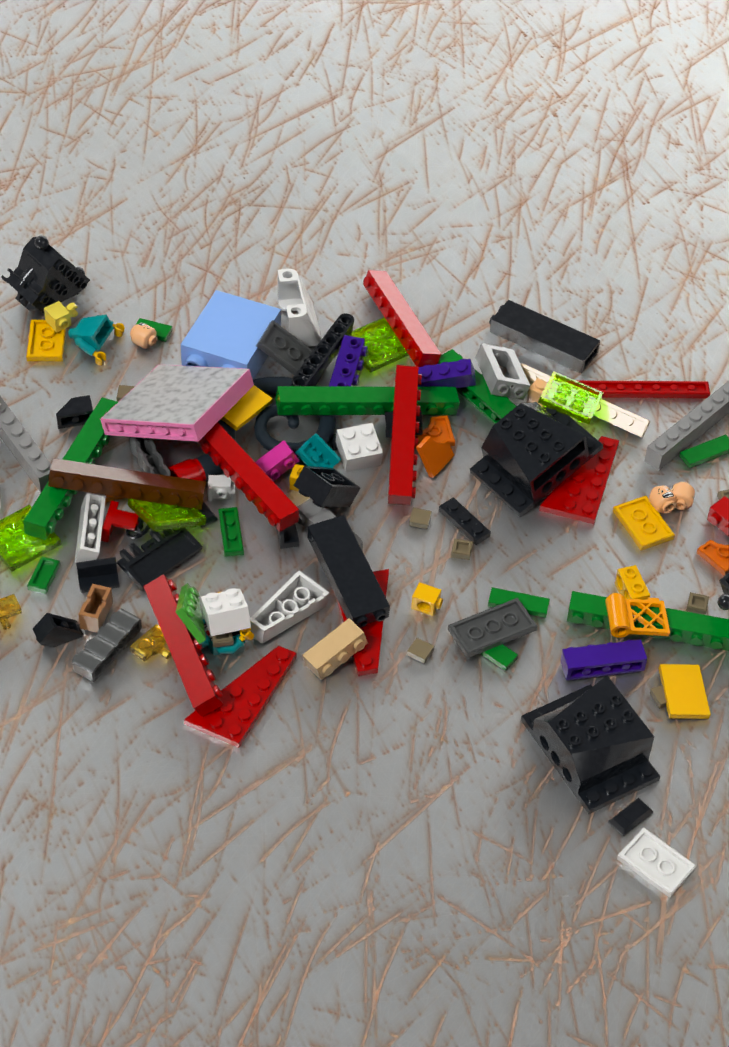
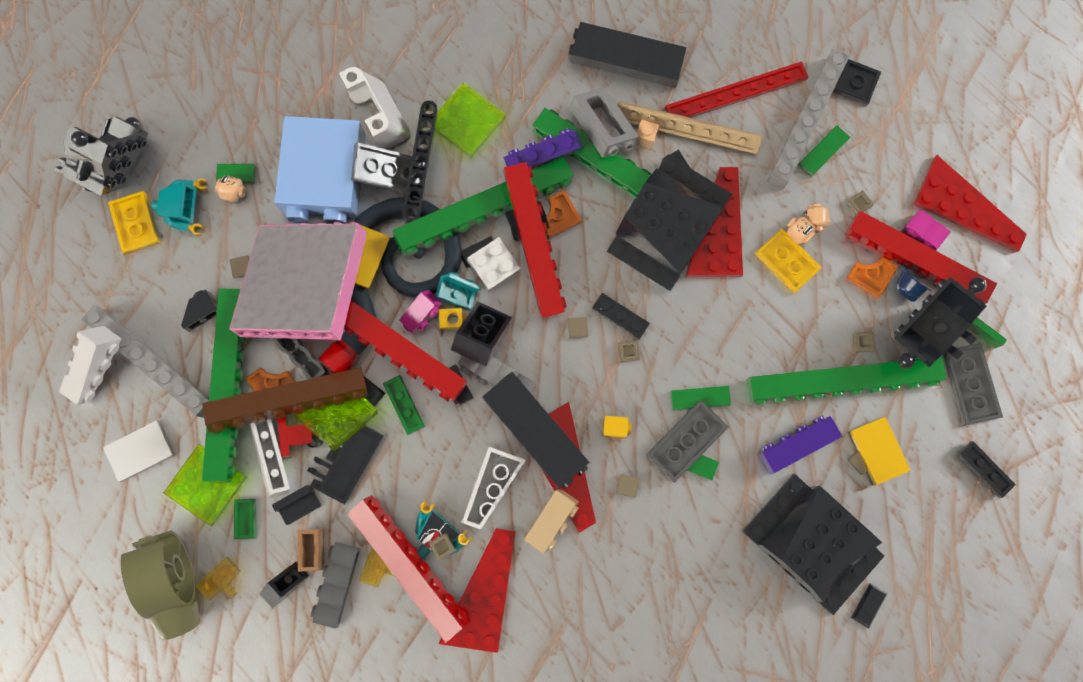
camera: 15 degrees left, 30 degrees up
(58, 316) = (135, 193): light yellow brick -> none
(190, 612) = (402, 531): bright green wing -> none
(220, 487) = (373, 360): white brick -> none
(225, 611) = (438, 529): white brick -> none
(349, 362) = (448, 167): dark purple brick -> none
(401, 318) = (481, 83): brick -> none
(434, 455) = (569, 250): orange tile -> none
(570, 397) = (683, 141): clear neon green plate -> none
(622, 621) = (806, 394): light orange piece -> none
(631, 584) = (802, 350): yellow brick -> none
(656, 862) = (905, 648): white tile -> none

